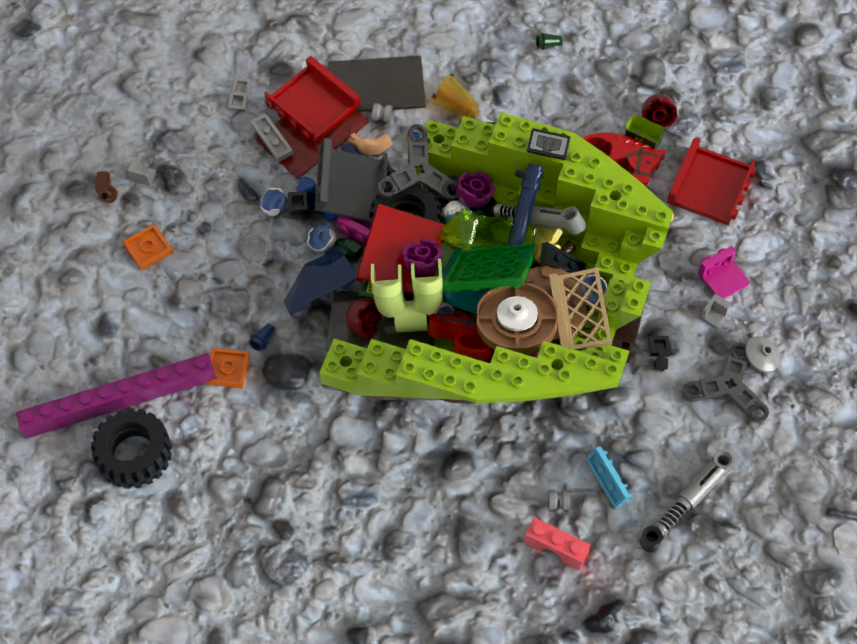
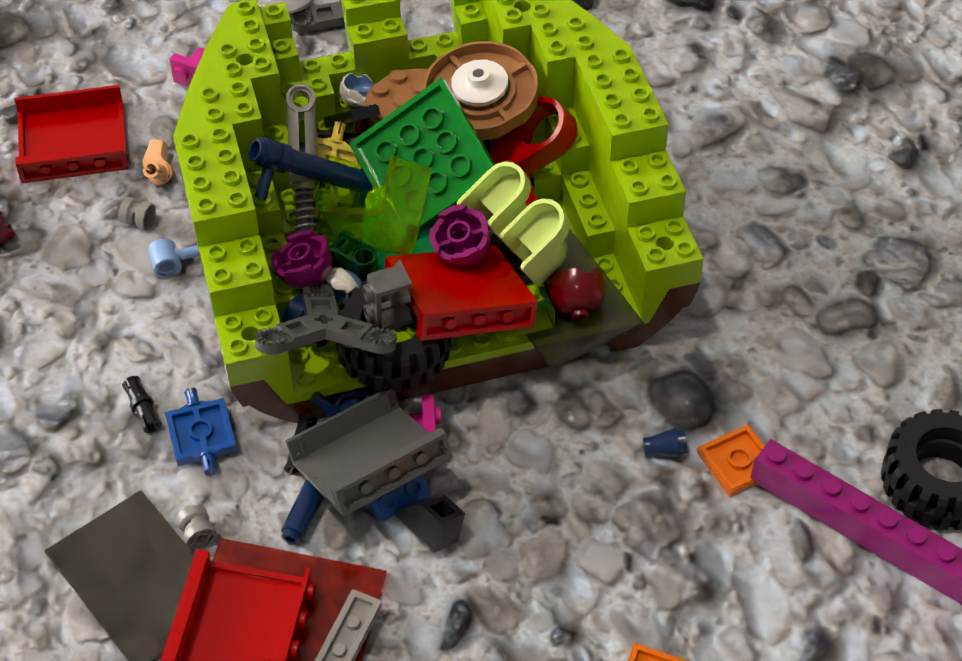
camera: 125 degrees left, 10 degrees down
(273, 201) = (456, 561): medium blue hair -> none
(306, 184) = (392, 543): blue rock -> none
(320, 278) = (546, 402): dark blue wedge -> none
(321, 238) = (470, 465): medium blue hair -> none
(350, 248) = (458, 424): dark green rock -> none
(371, 146) = (271, 506): light nougat arm -> none
(406, 194) = (387, 297): none -> flat silver window
(455, 98) = (109, 451): clear yellow cone -> none
(548, 144) = (221, 137): slope -> none
(564, 318) = (412, 79): tan fence -> none
(569, 548) = (658, 47): coral arch -> none
(629, 153) = (85, 224): red animal -> none
(644, 127) = (29, 207): lime piece -> none

